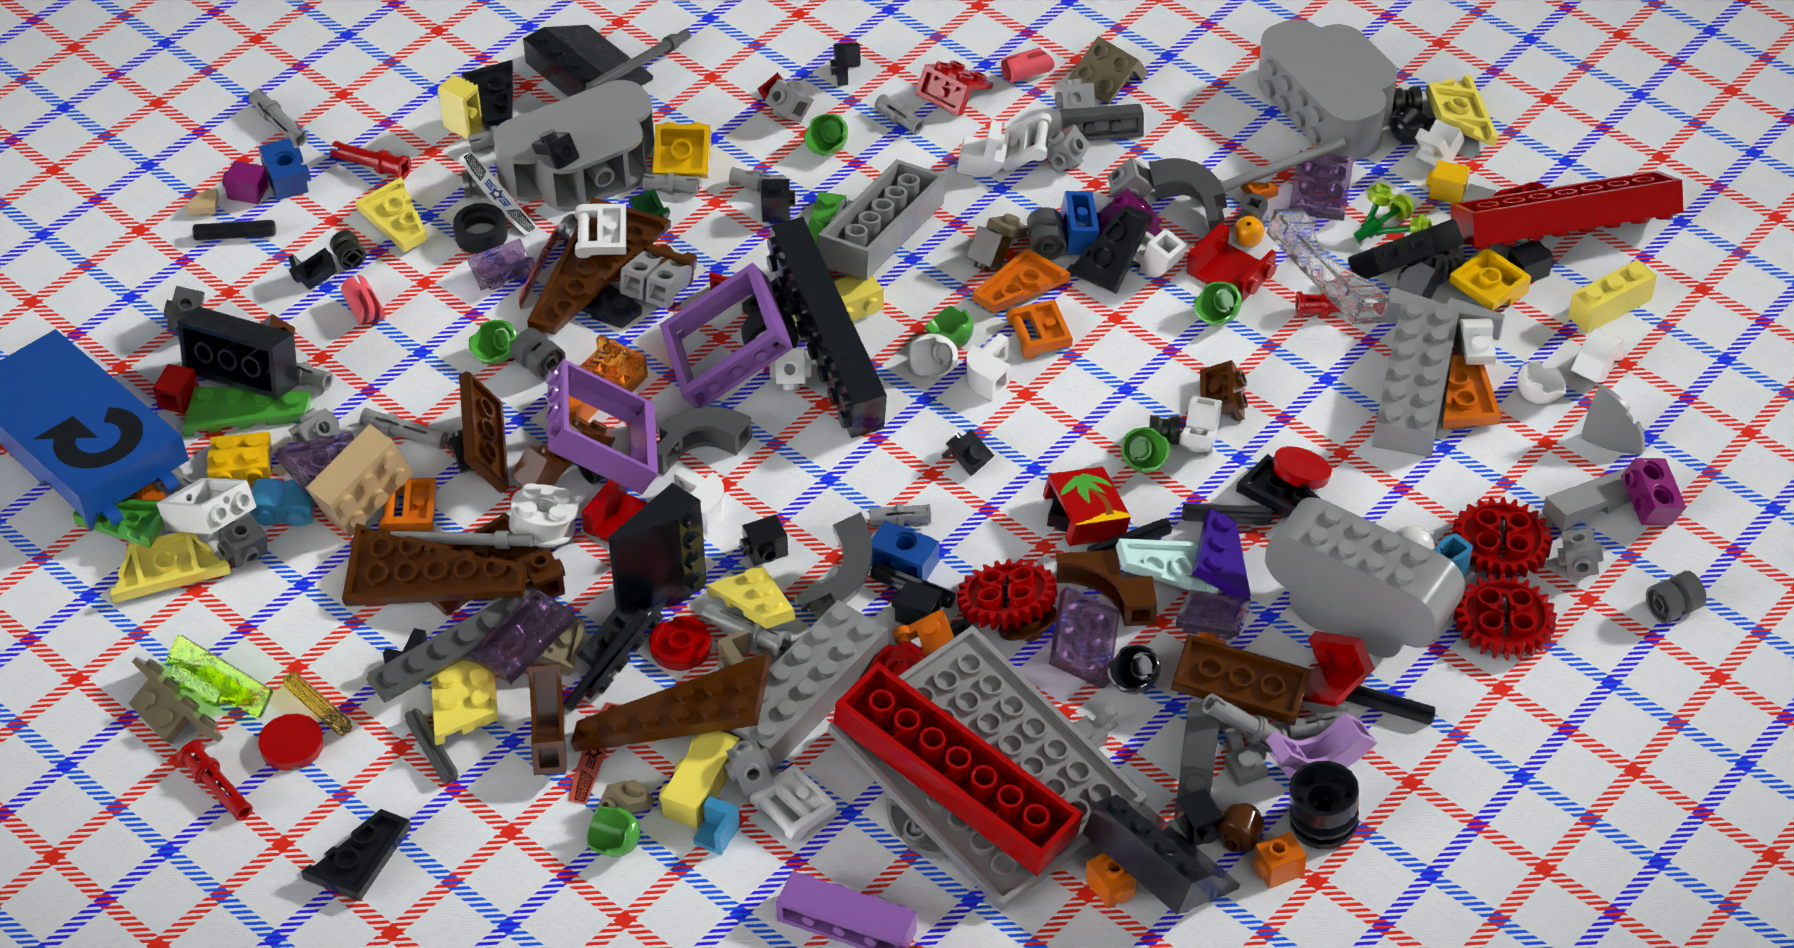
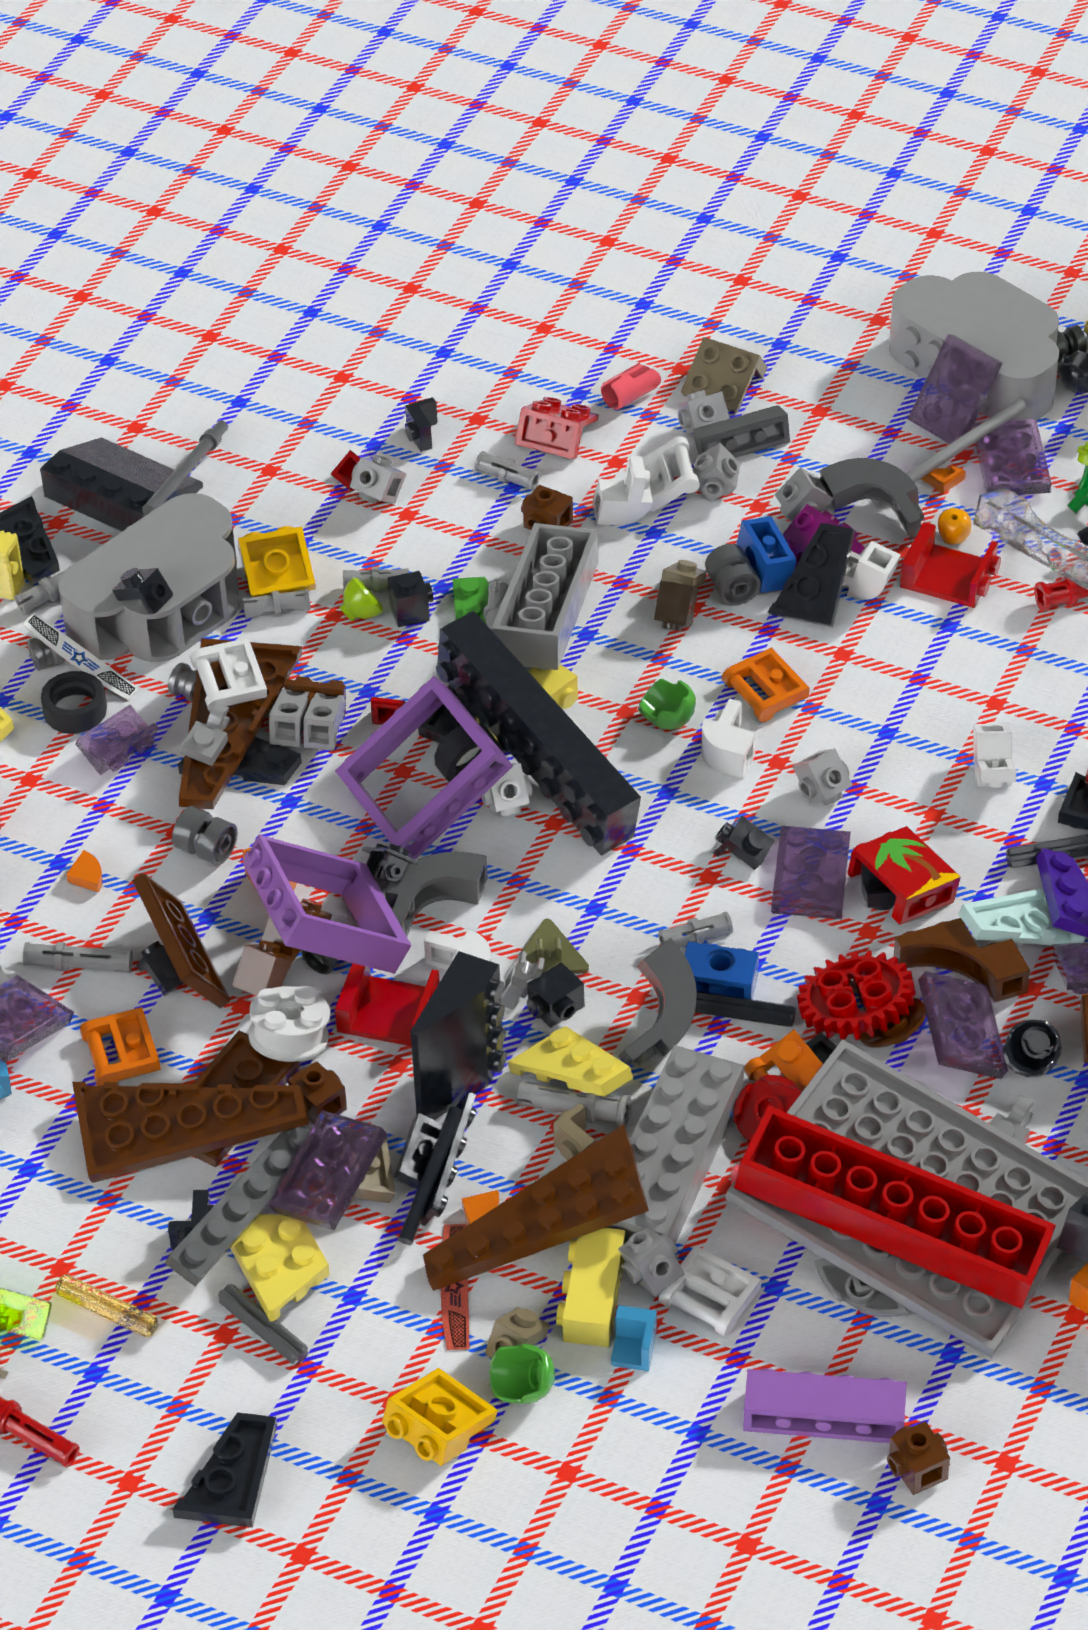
camera: 15 degrees left, 0 degrees up
(290, 741) = (93, 1358): red tile -> none
(360, 480) = (61, 1030): tan brick -> none
(437, 363) = (86, 872): none -> orange tile
(493, 342) = (146, 832): bright green hair -> none
(499, 539) = (252, 1062): light grey bar -> none
(535, 849) = (437, 1416): none -> yellow plate
(538, 266) = (160, 732): clear red sticker -> none
(547, 719) = (393, 1262): reddish brown arch -> none
(566, 278) = (208, 739): none -> light grey plate
(617, 364) = (303, 825): clear orange bracket -> none
(637, 691) = (479, 1205): none -> orange tile
(649, 203) = (264, 631): dark green bracket -> none
(670, 405) = (388, 862): none -> black hinge
(680, 643) = (504, 1137): red tile -> none
(737, 194) = (360, 601): none -> lime brick
(741, 516) = (517, 978): none -> light grey plate
(778, 501) = (555, 948): none -> olive piece
(826, 134) = (437, 510): bright green hair -> none
(915, 602) = (757, 1029): black brick -> none
(916, 150) = (547, 507): none -> reddish brown brick
(932, 355) = (662, 740): white hair -> none
(1014, 488) = (811, 872): none -> clear purple plate
(1019, 280) = (722, 634): orange wing -> none
(1052, 412) = (823, 777): none -> light grey brick
(1145, 450) = (944, 797): bright green hair -> none
(1147, 532) = (979, 890): black axle -> none
(1166, 427) = (952, 770): pearl dark grey wheel -> none
(1218, 303) = (955, 614): bright green hair -> none
(1225, 384) = (997, 703): reddish brown bracket -> none
(1255, 206) = (947, 496): flat silver wheel -> none
(1289, 118) = (955, 389): none -> clear purple plate

